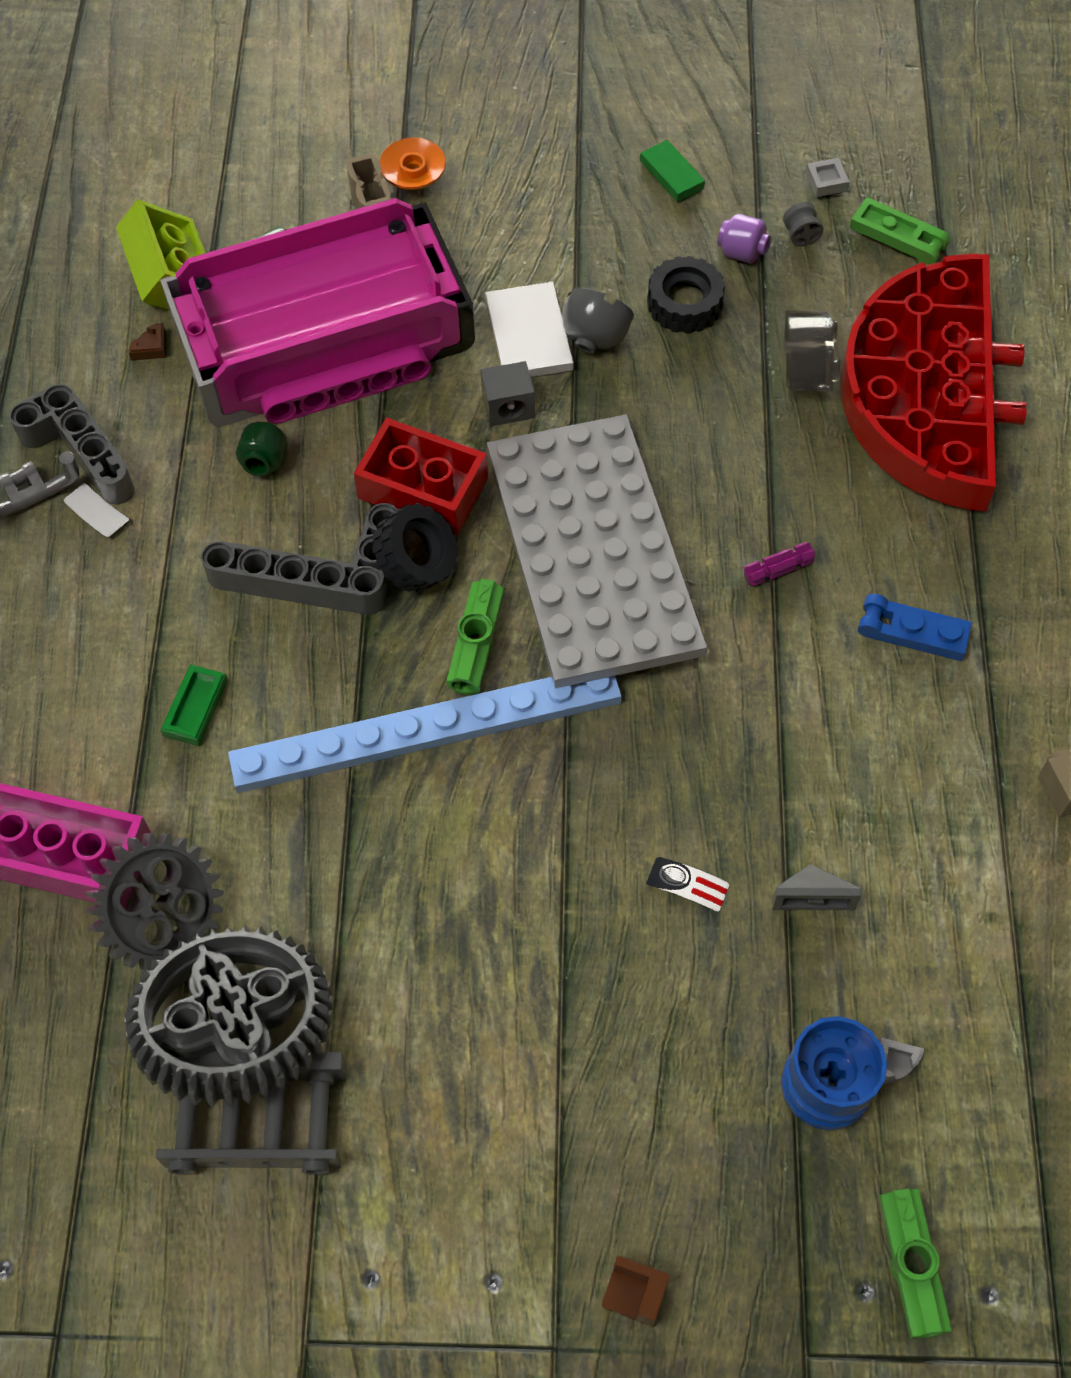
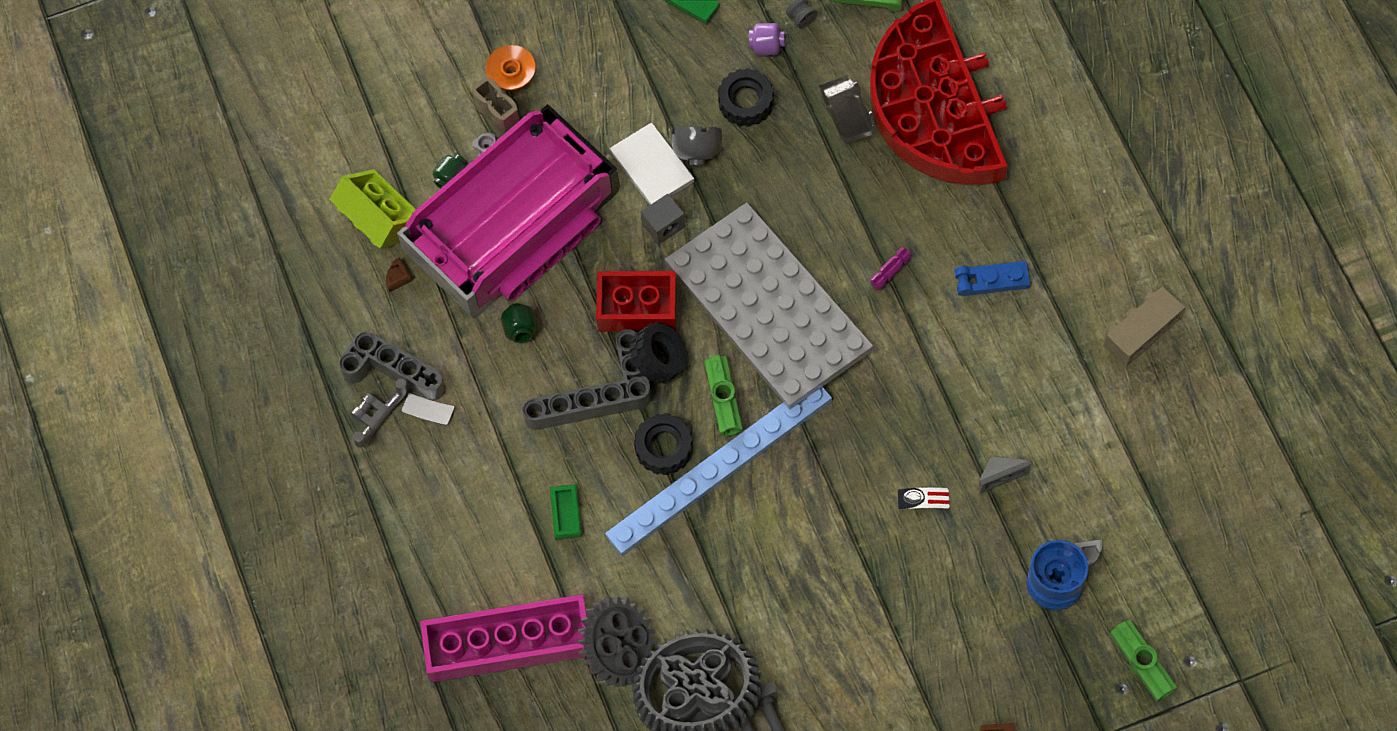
camera: 20 degrees left, 5 degrees up
(358, 640) = (663, 464): none -> black tyre

